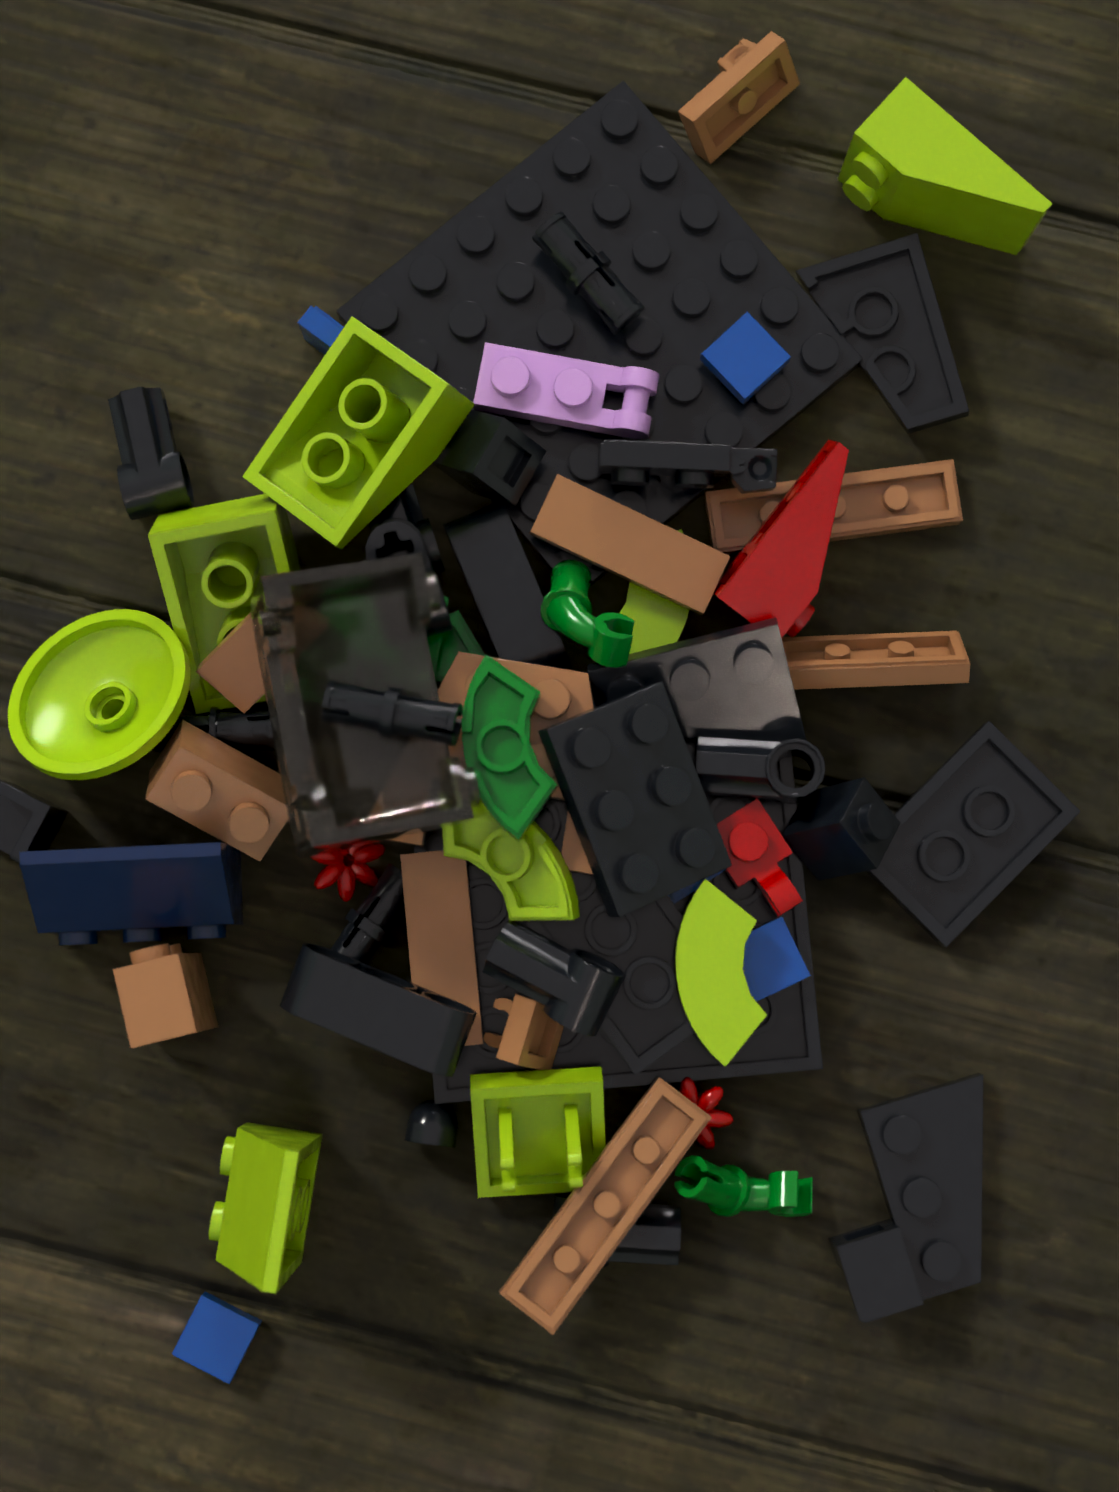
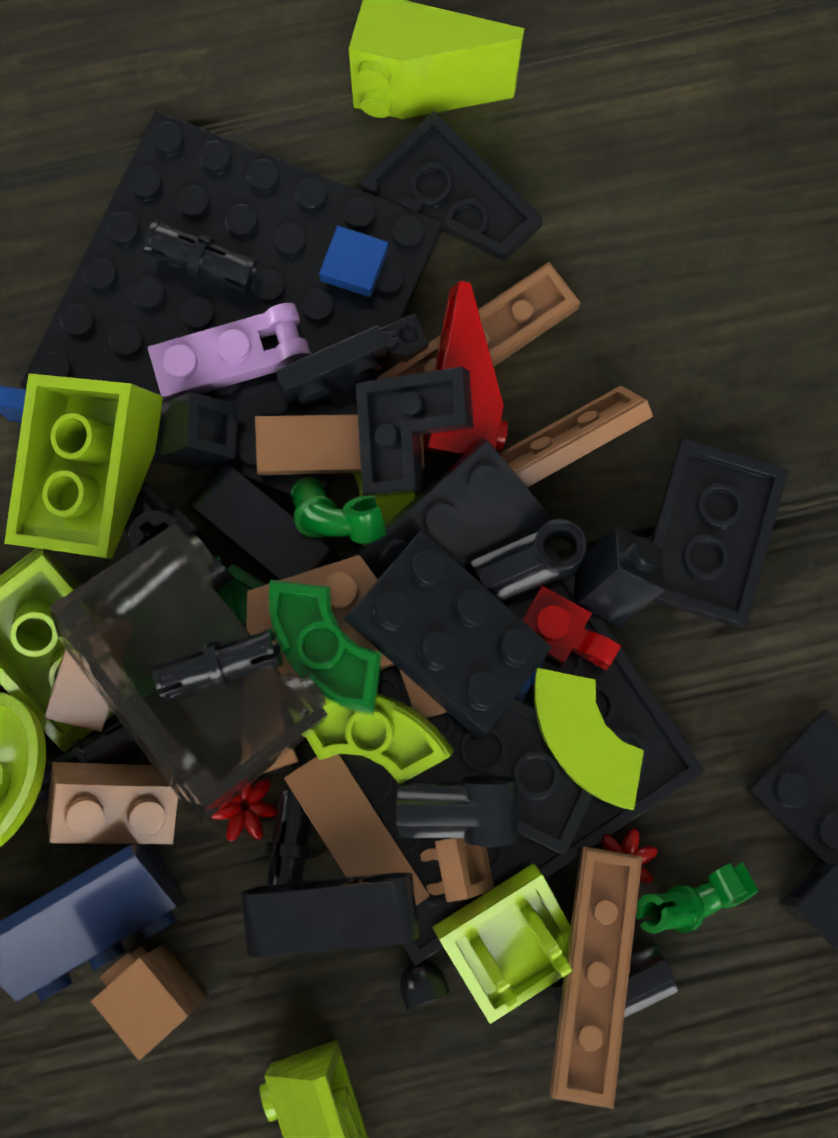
camera: 30 degrees left, 5 degrees down
(700, 548) = (395, 415): none -> black plate
(746, 89) = (248, 79): medium nougat hinge -> none
(772, 960) = (622, 705): blue tile -> none

